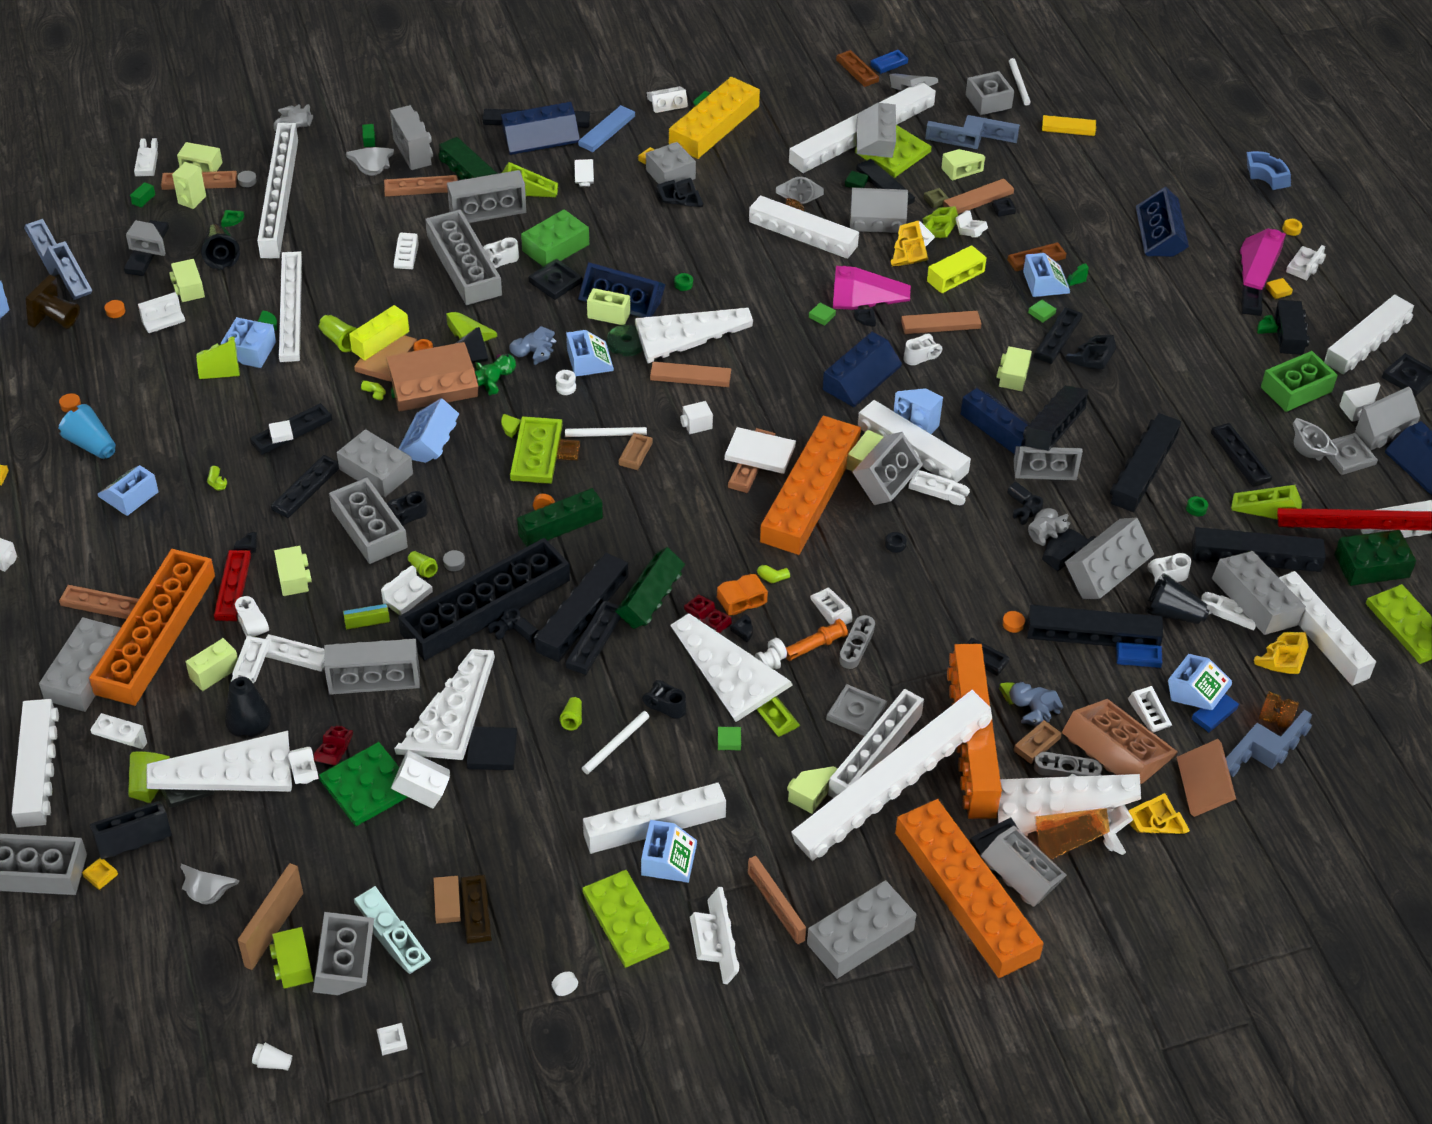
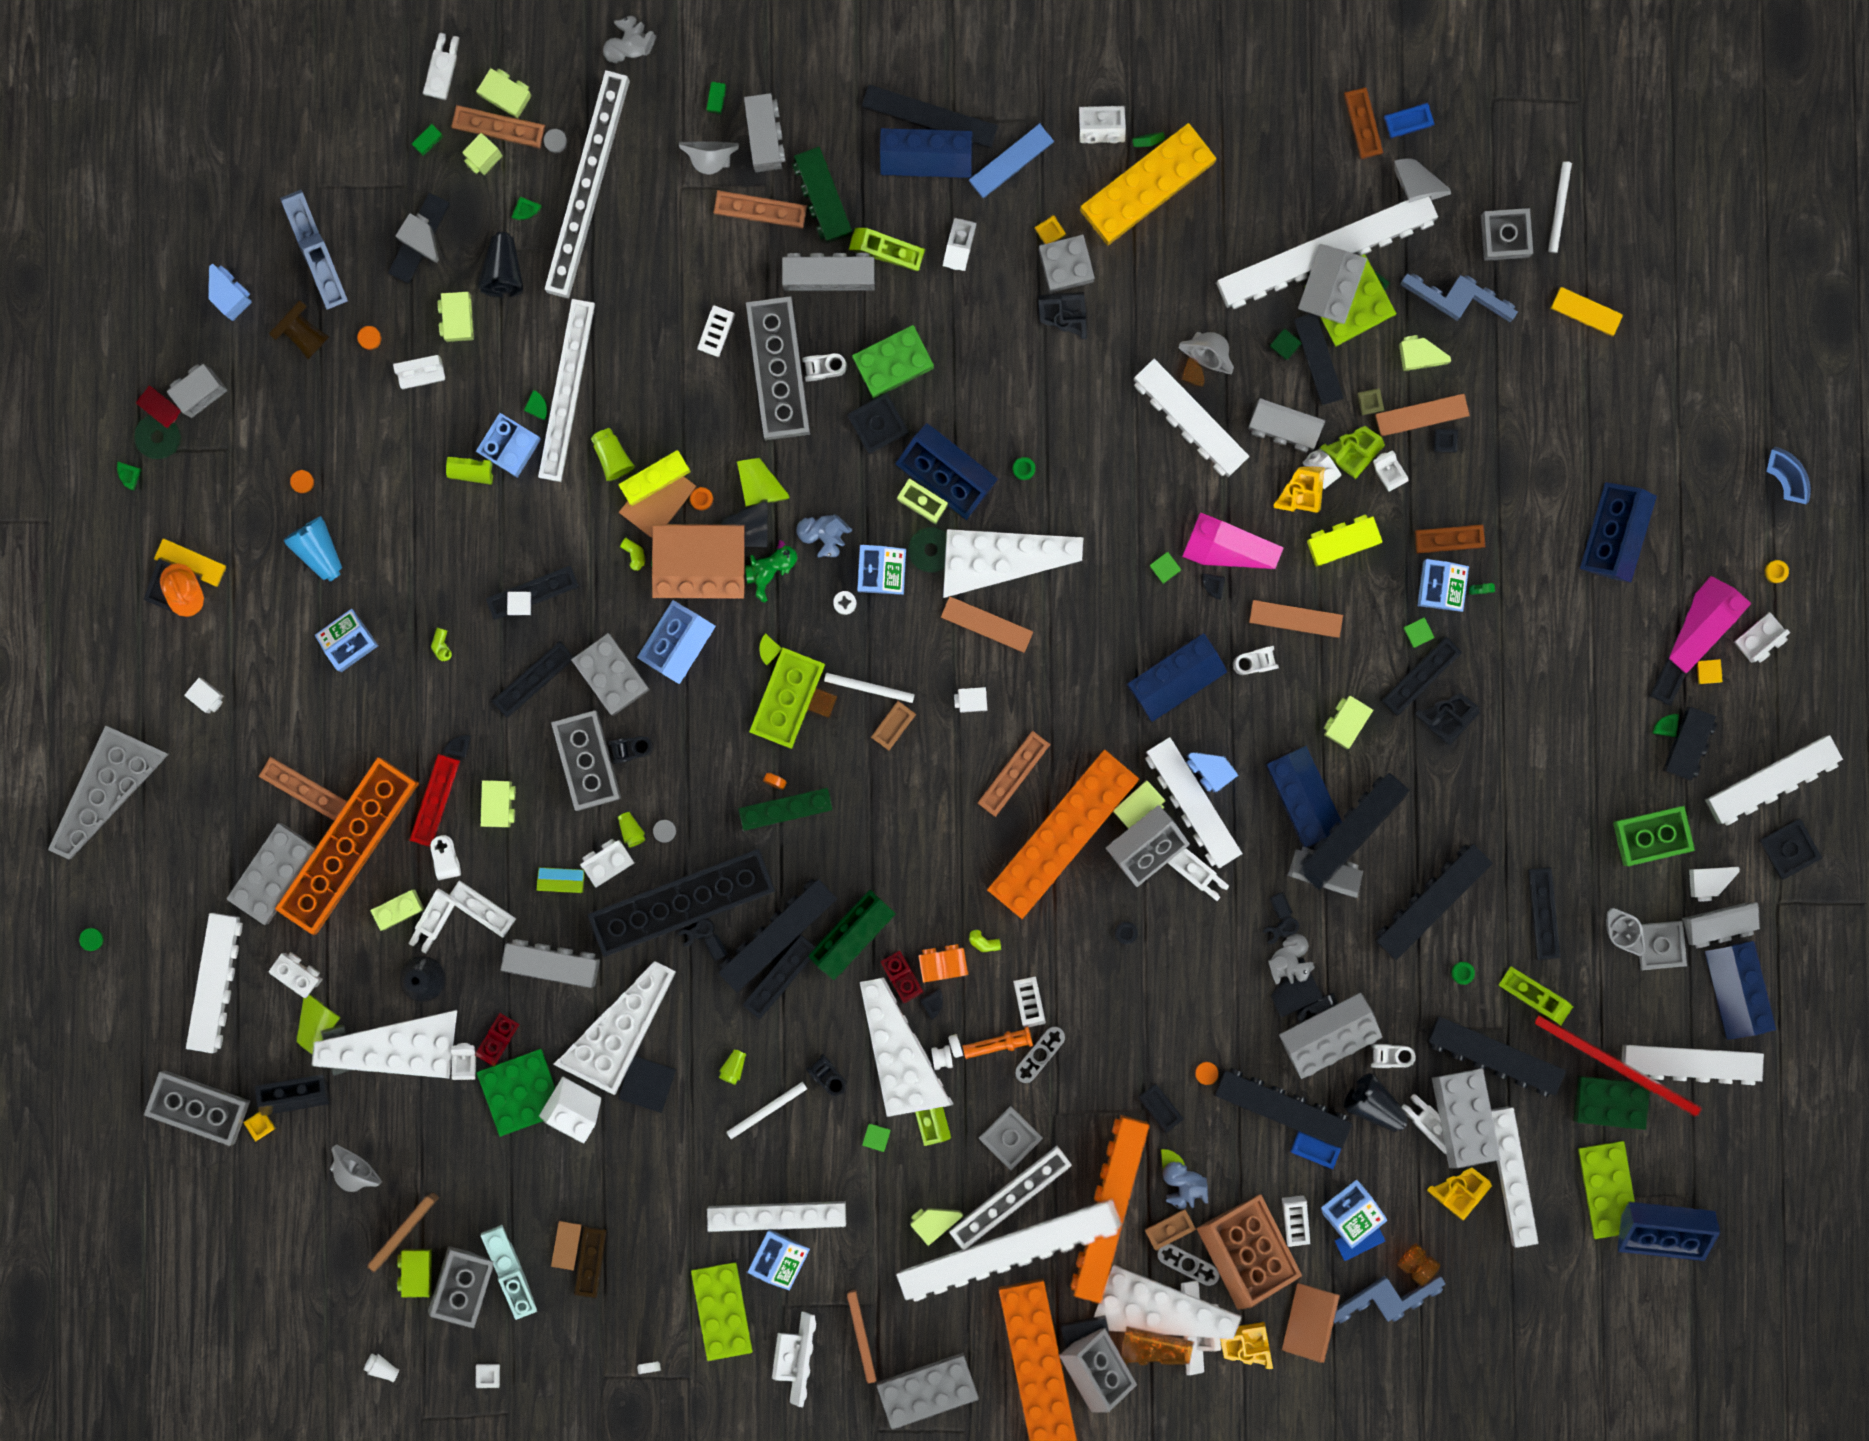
camera: 20 degrees right, 40 degrees up
(760, 450) = (1024, 770): white tile -> none

